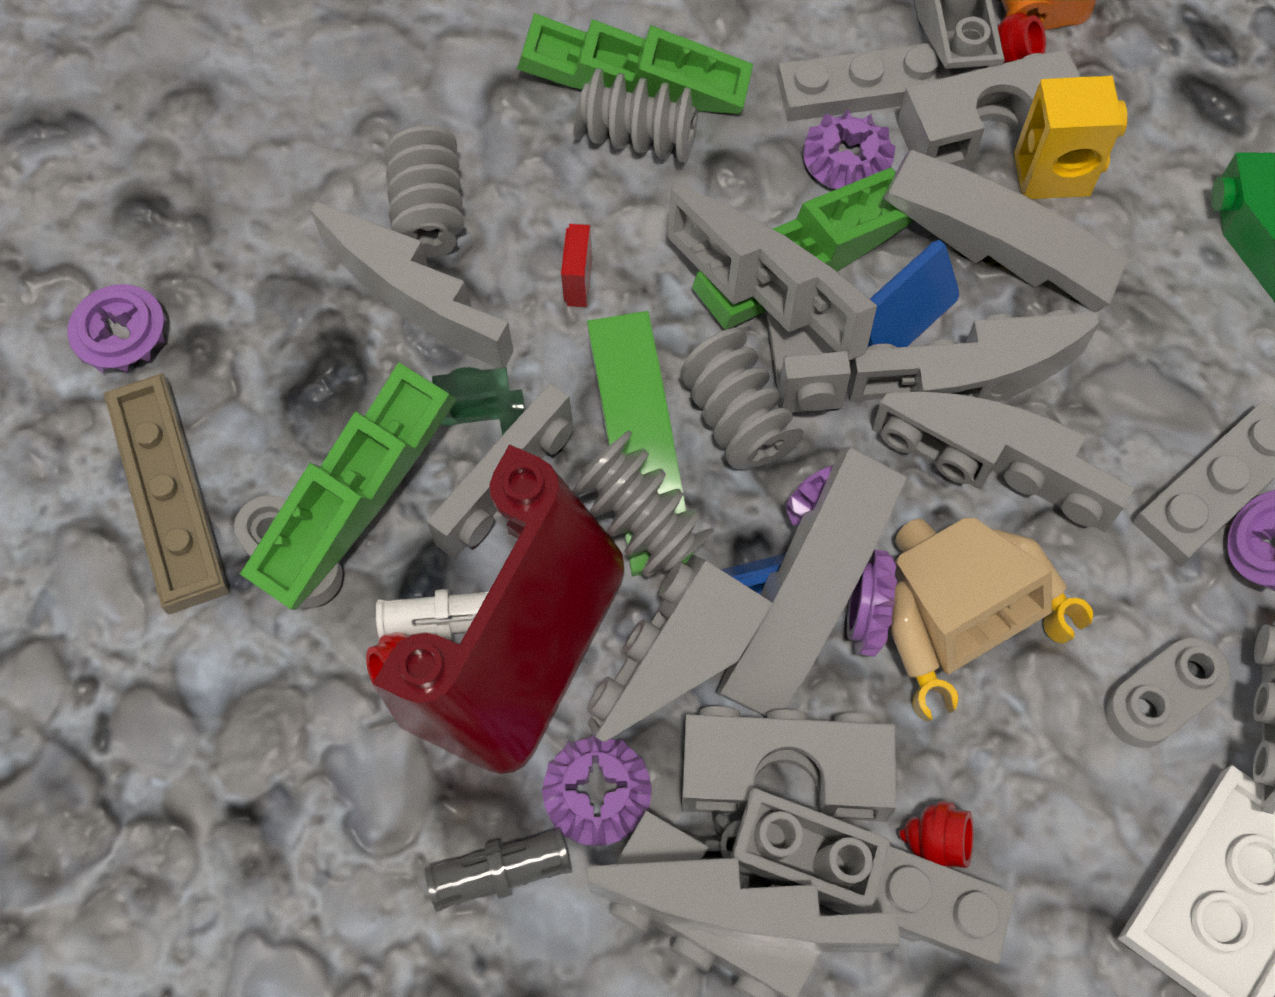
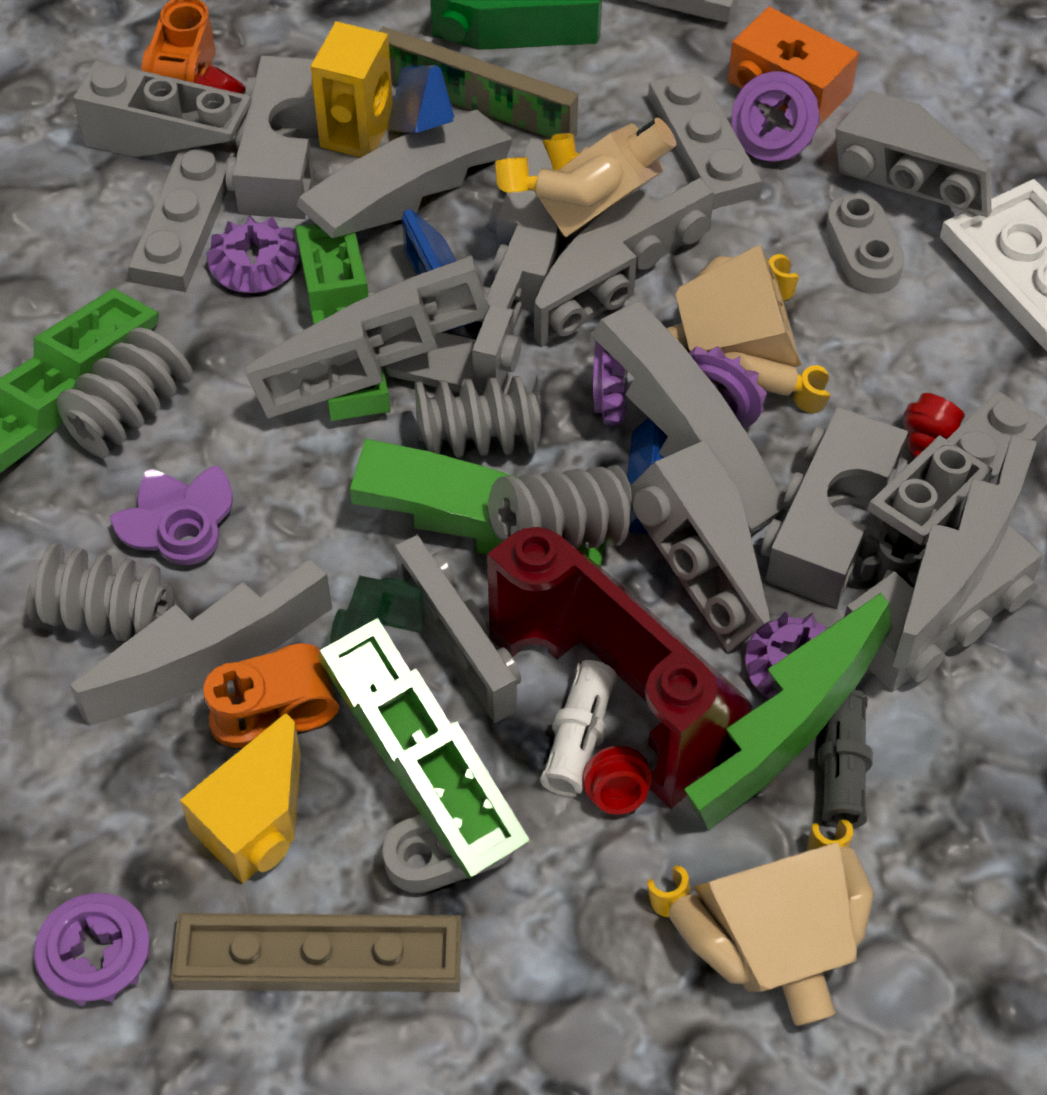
camera: 70 degrees left, 10 degrees down
(273, 383) = (250, 803): none -> yellow slope
(287, 859) = (778, 920): none -> tan torso
(373, 343) = (265, 690): none -> orange piece
(515, 801) = (808, 692): none -> bright green slope
(540, 208) = (175, 510): none -> medium lavender plate
(577, 265) = (263, 495): red tile -> none
(1060, 388) = (593, 180): none -> tan torso
(1087, 202) = (420, 100): none -> blue slope
(1156, 247) = (489, 88): none -> tile

